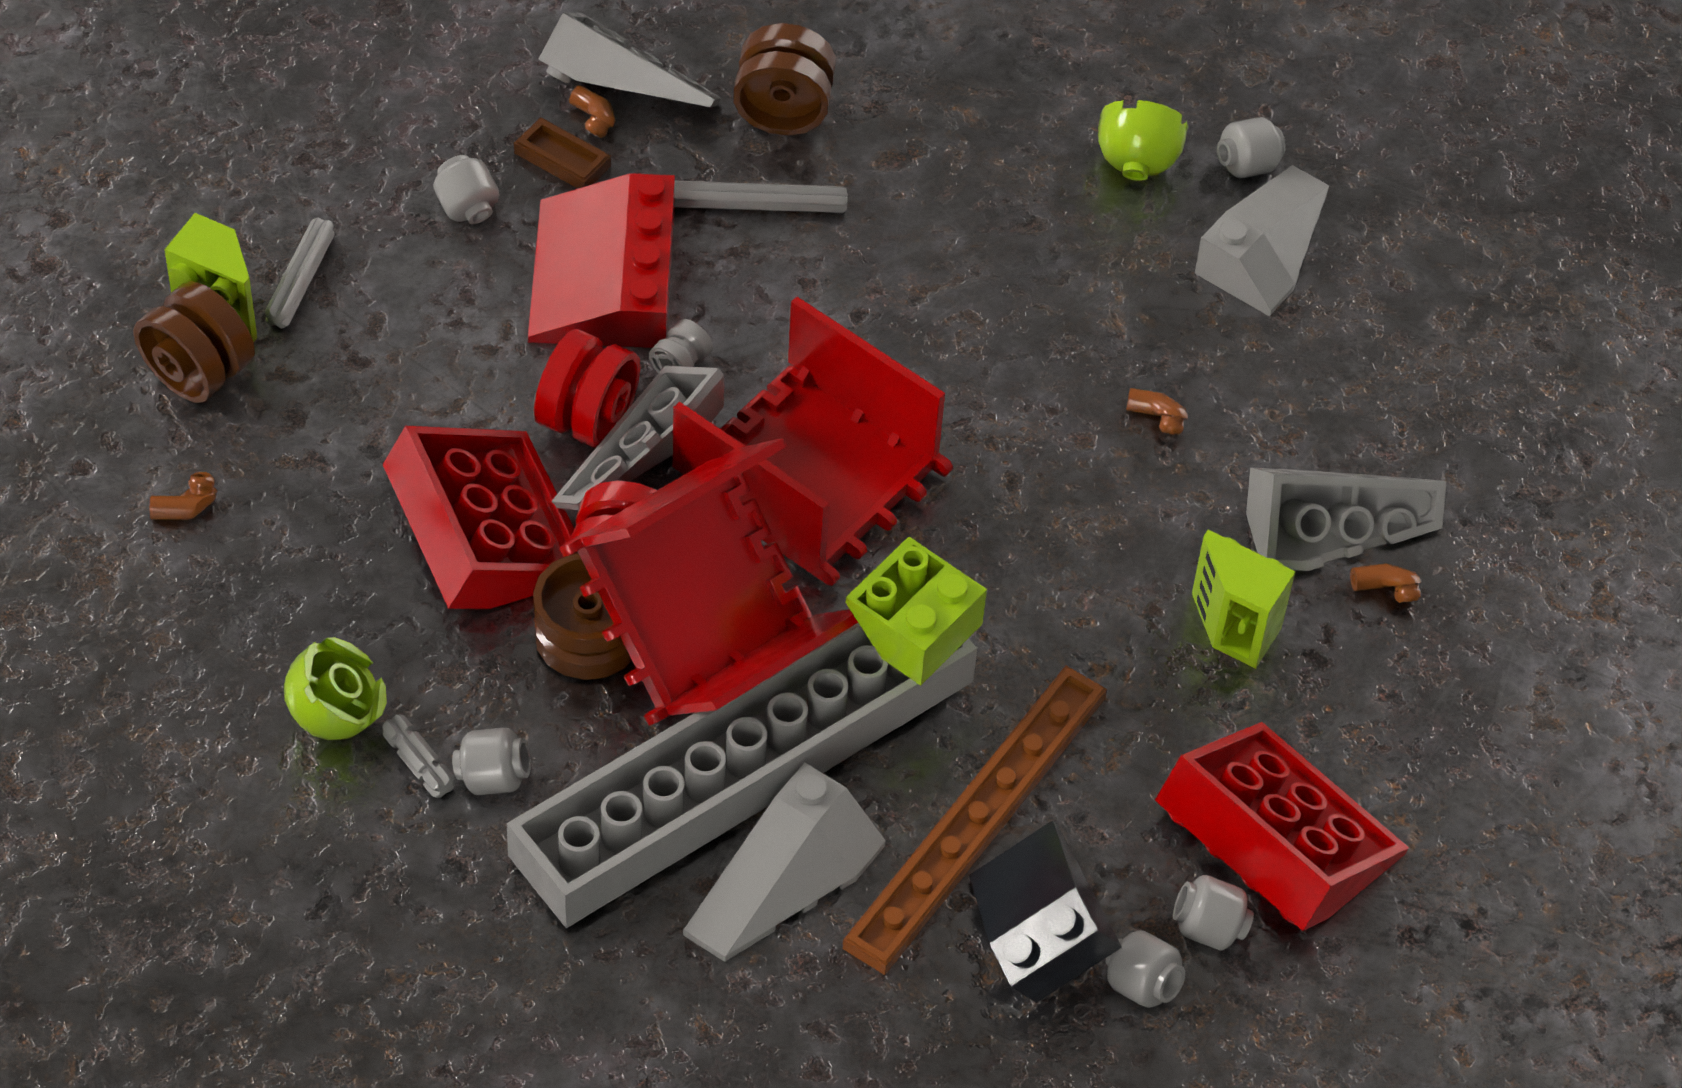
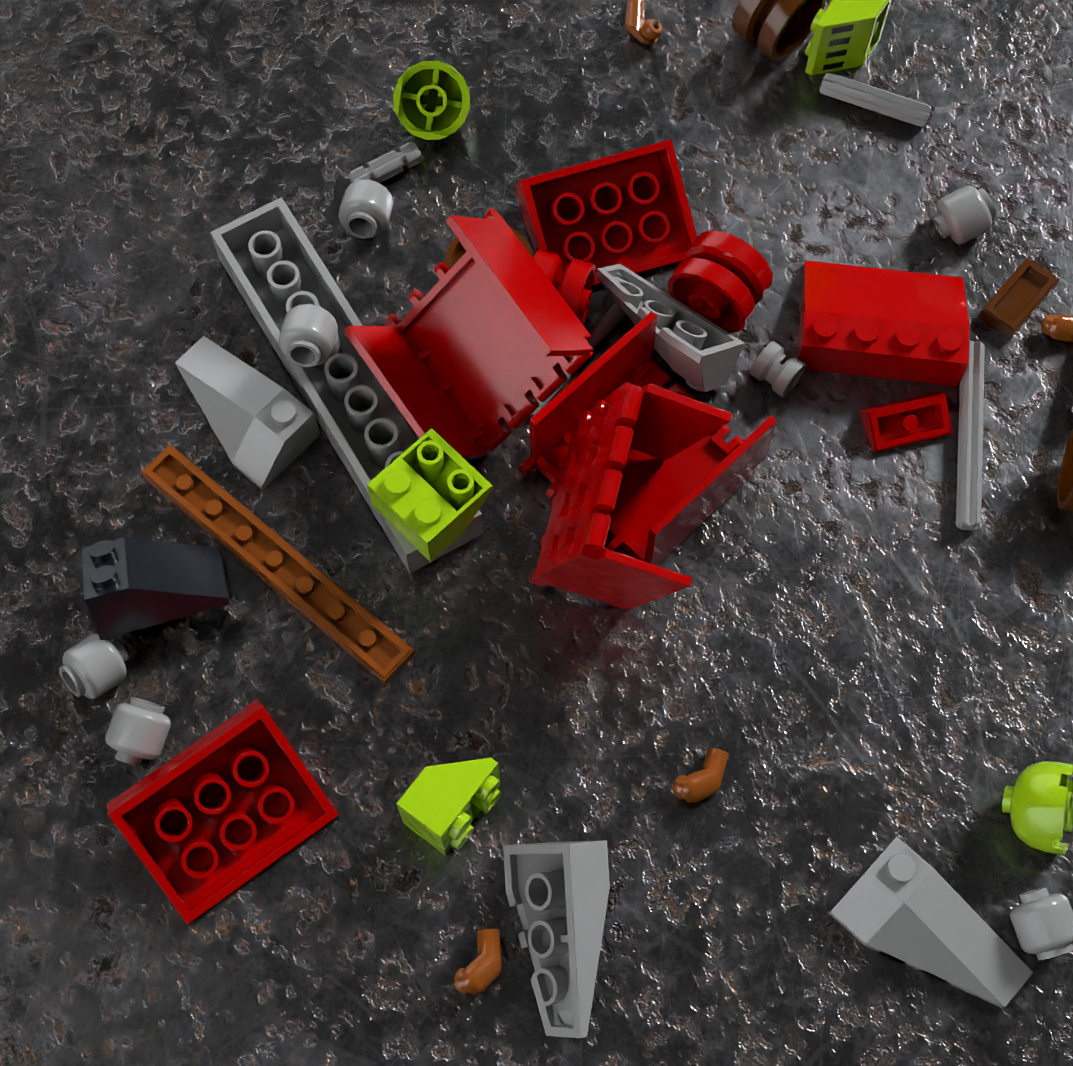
camera: 100 degrees right, 15 degrees up
(720, 752) = (308, 335): none -> light grey head
(722, 250) = (906, 421): none -> red slope
(904, 445) = (580, 518): none -> red windscreen

